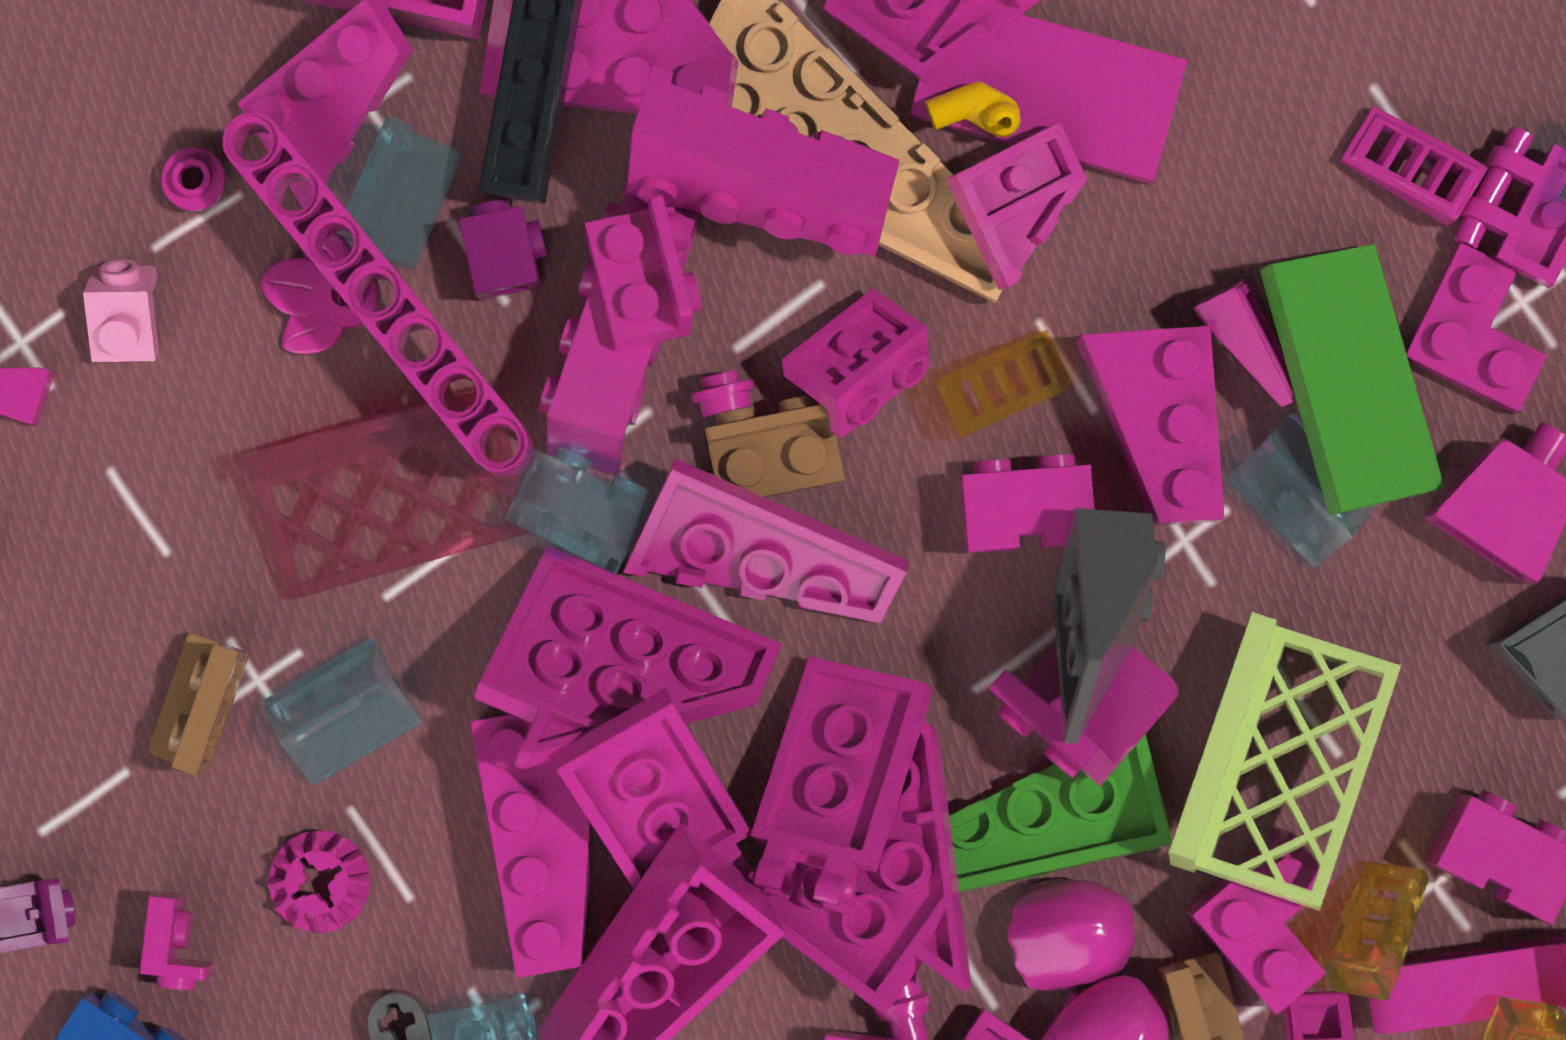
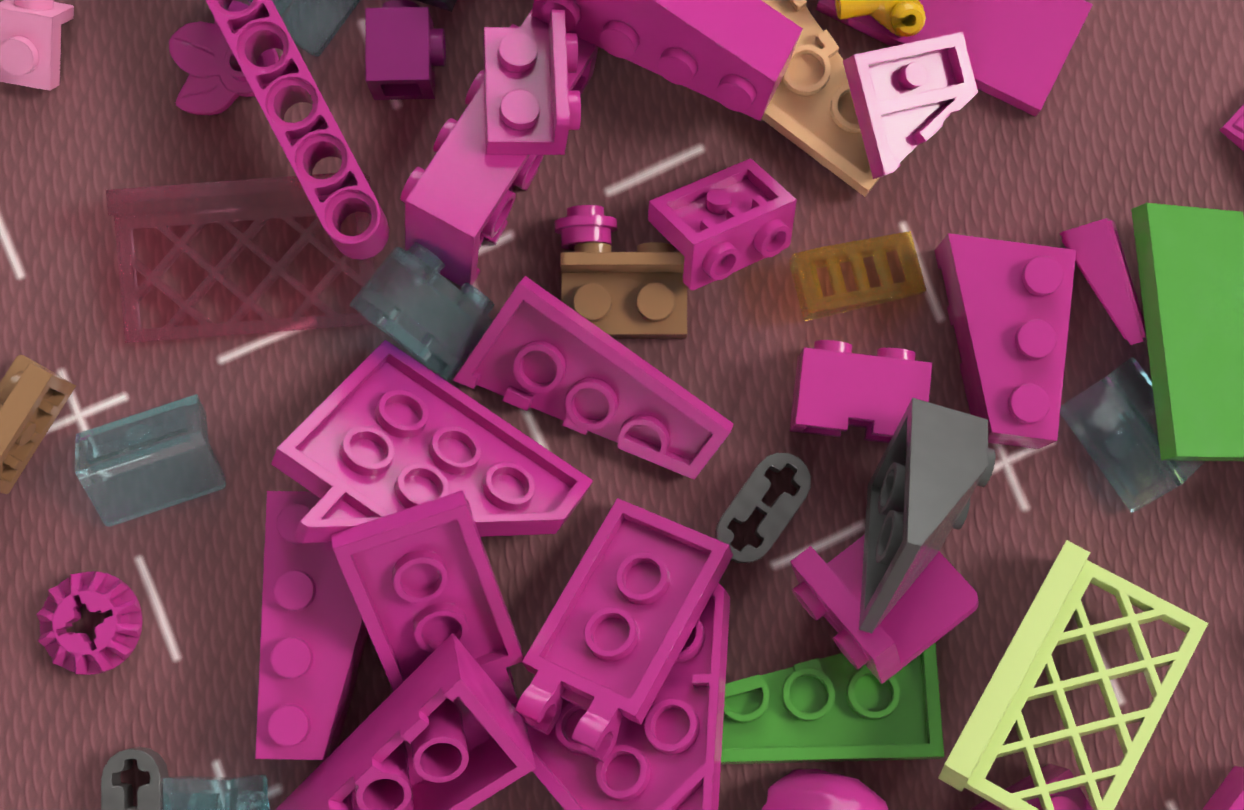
camera: 10 degrees right, 5 degrees down
(968, 642) = (776, 517): none -> flat silver beam

